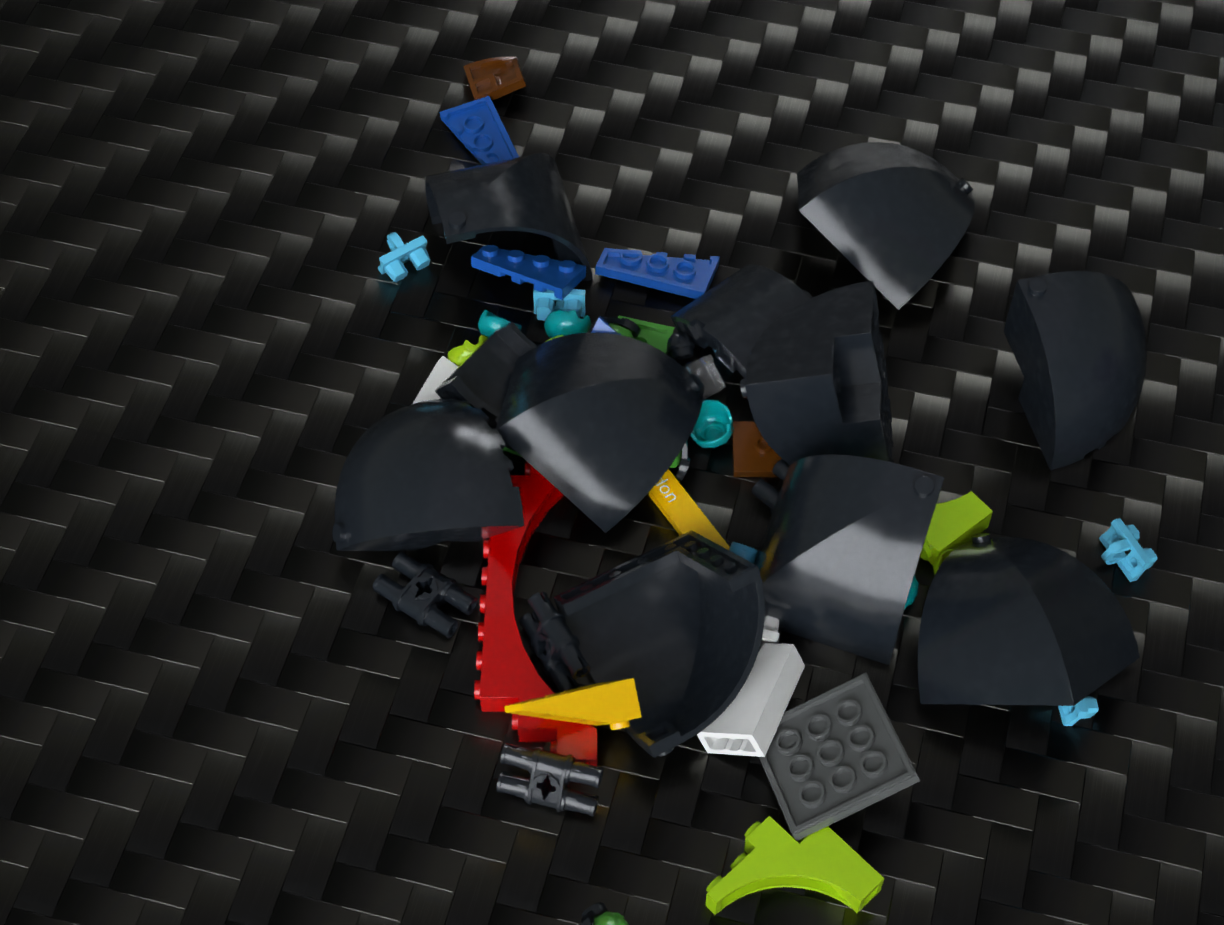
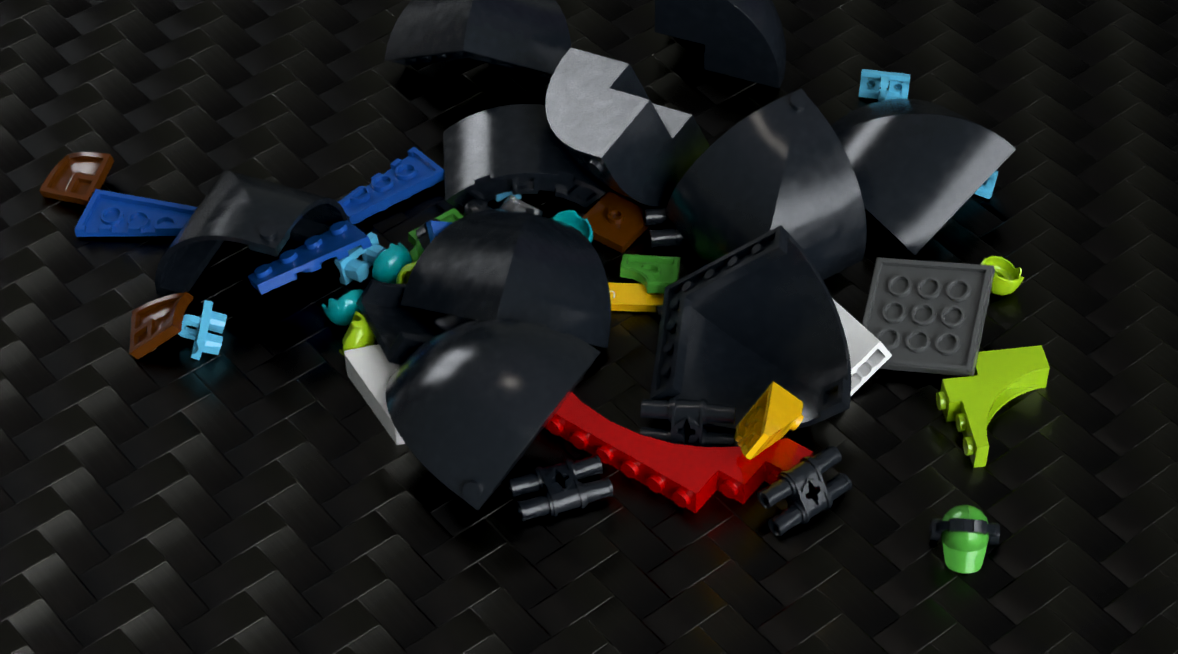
camera: 55 degrees left, 10 degrees down
(385, 221) = (157, 322): none -> reddish brown plate
(723, 512) = (651, 271): none -> bright green tile
(957, 790) = (1006, 276): none -> lime hair

